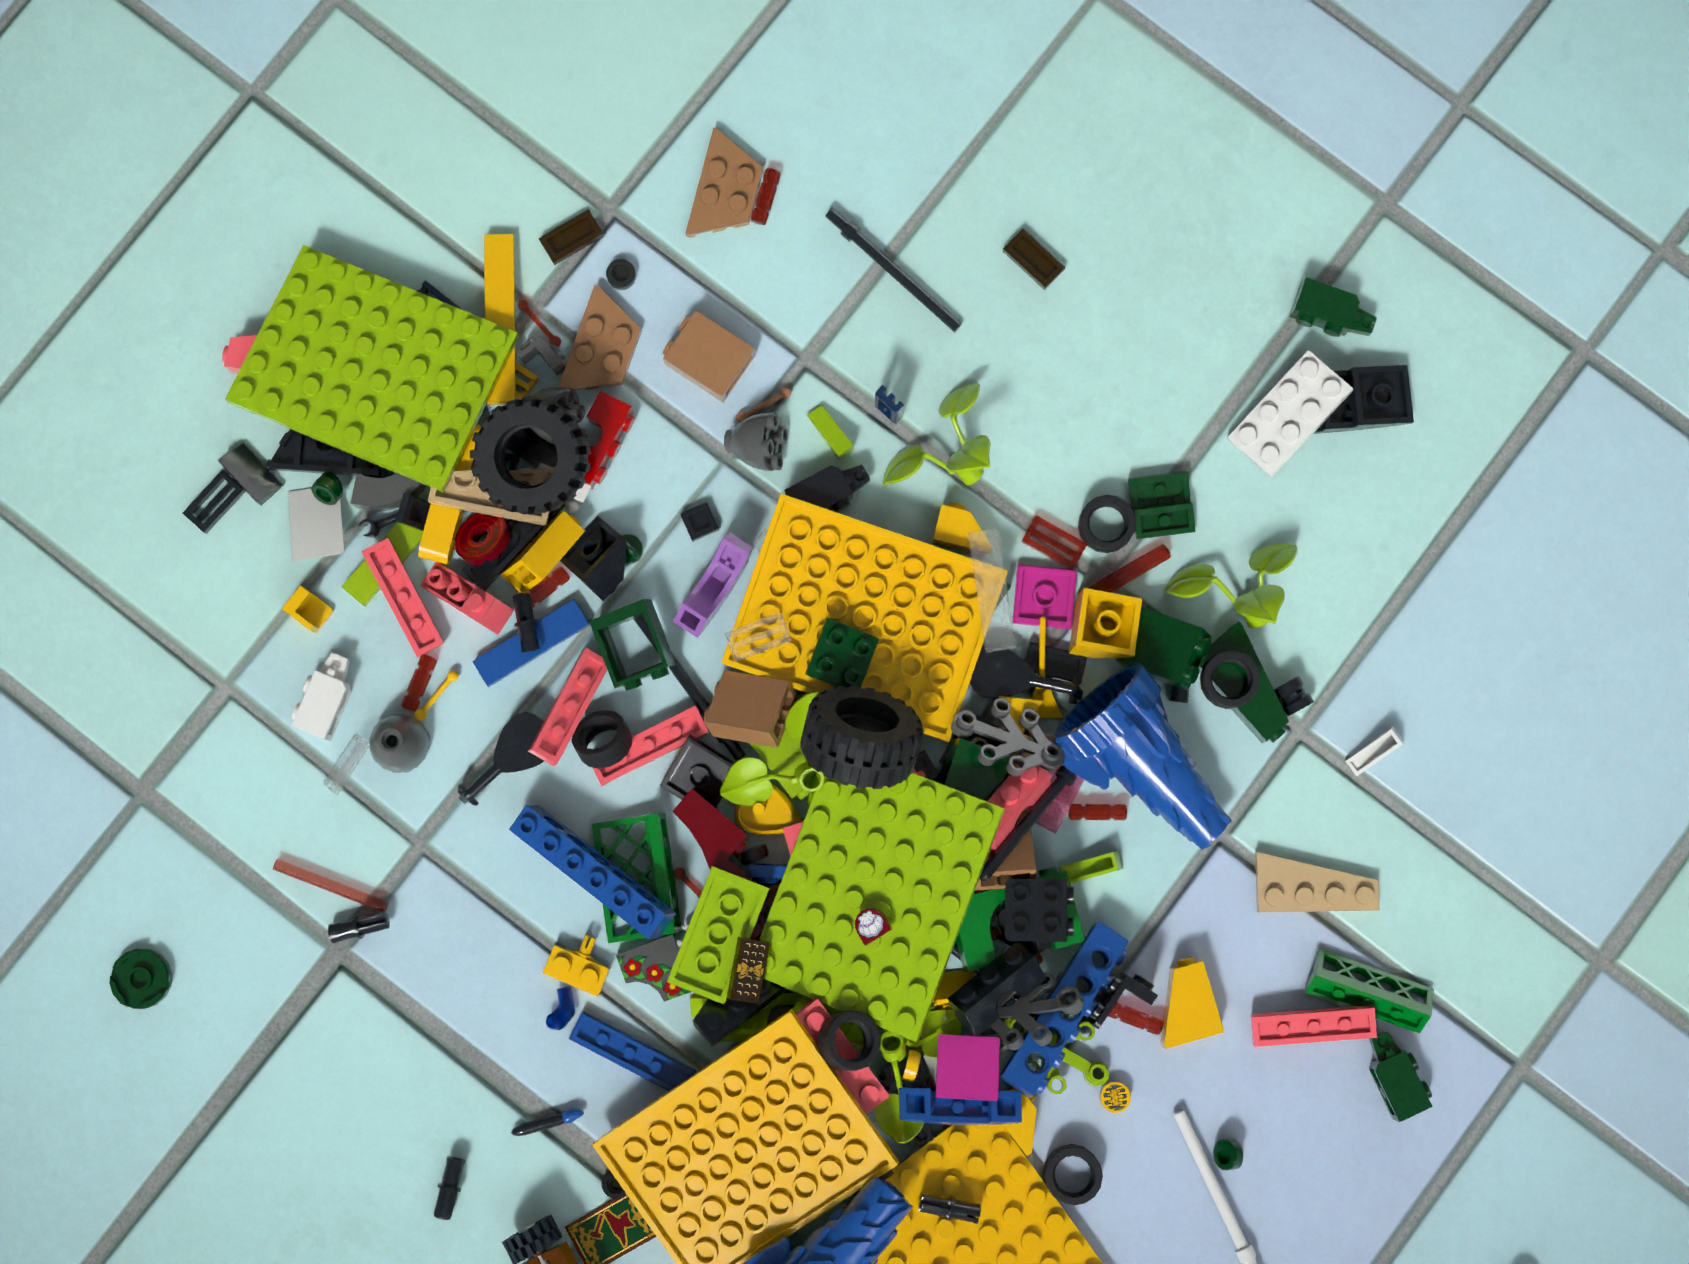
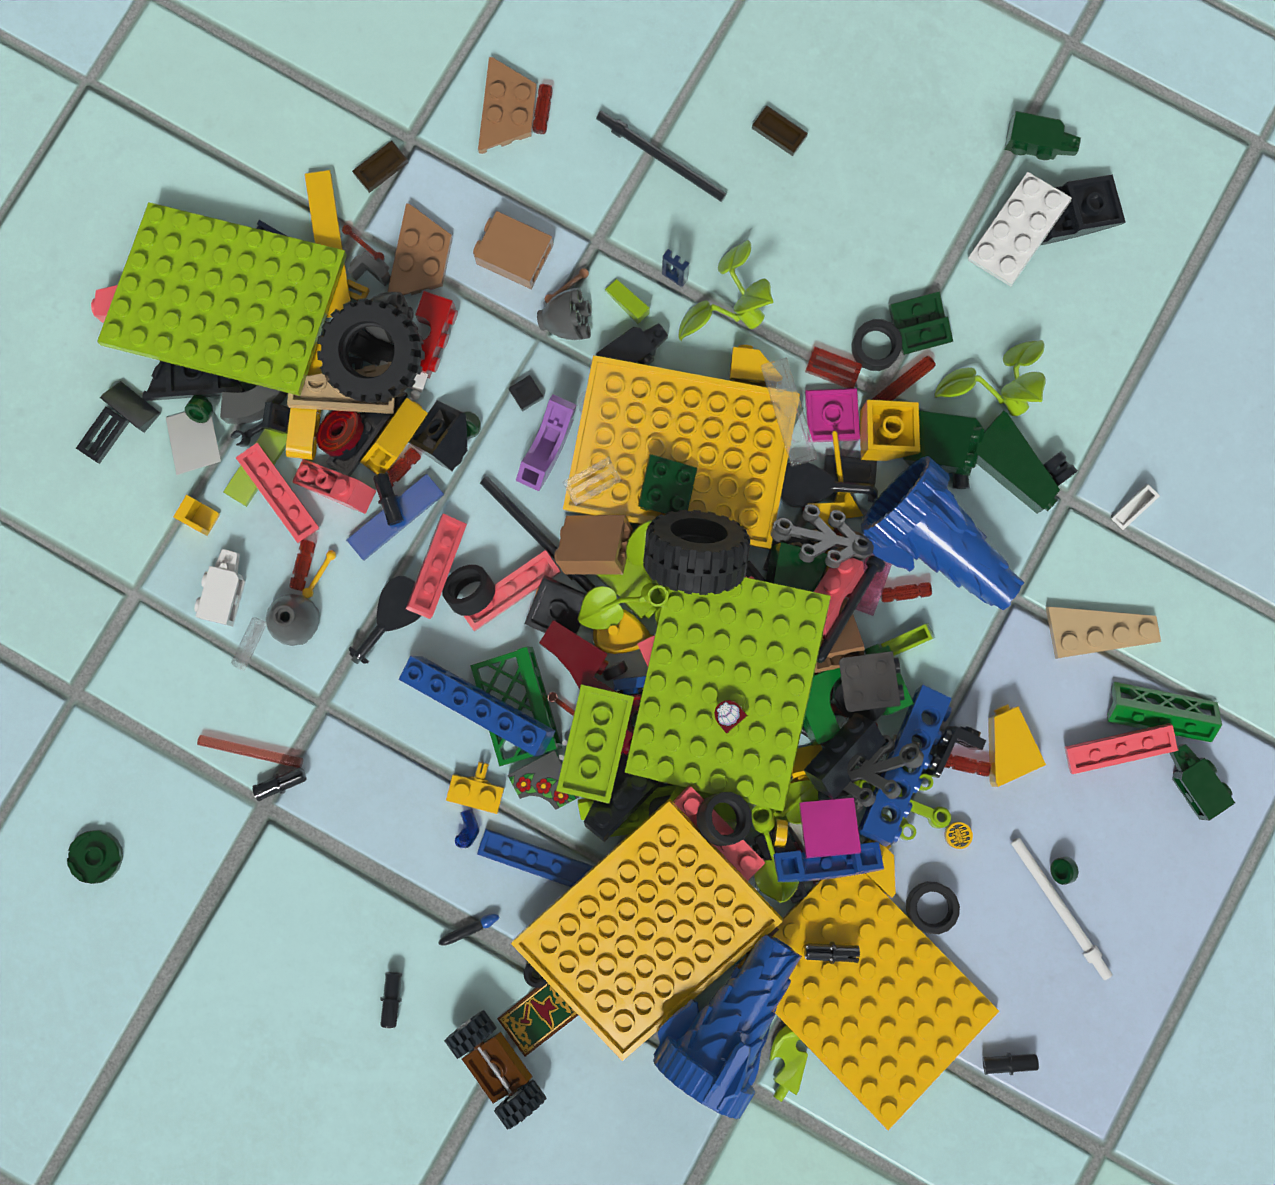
camera: 10 degrees left, 0 degrees up
(609, 652) = (467, 483): dark green window -> none
(621, 274) = (427, 192): pearl dark grey tile -> none
(748, 970) = (626, 770): dark brown tile -> none
(1252, 676) = (1020, 447): black tyre -> none

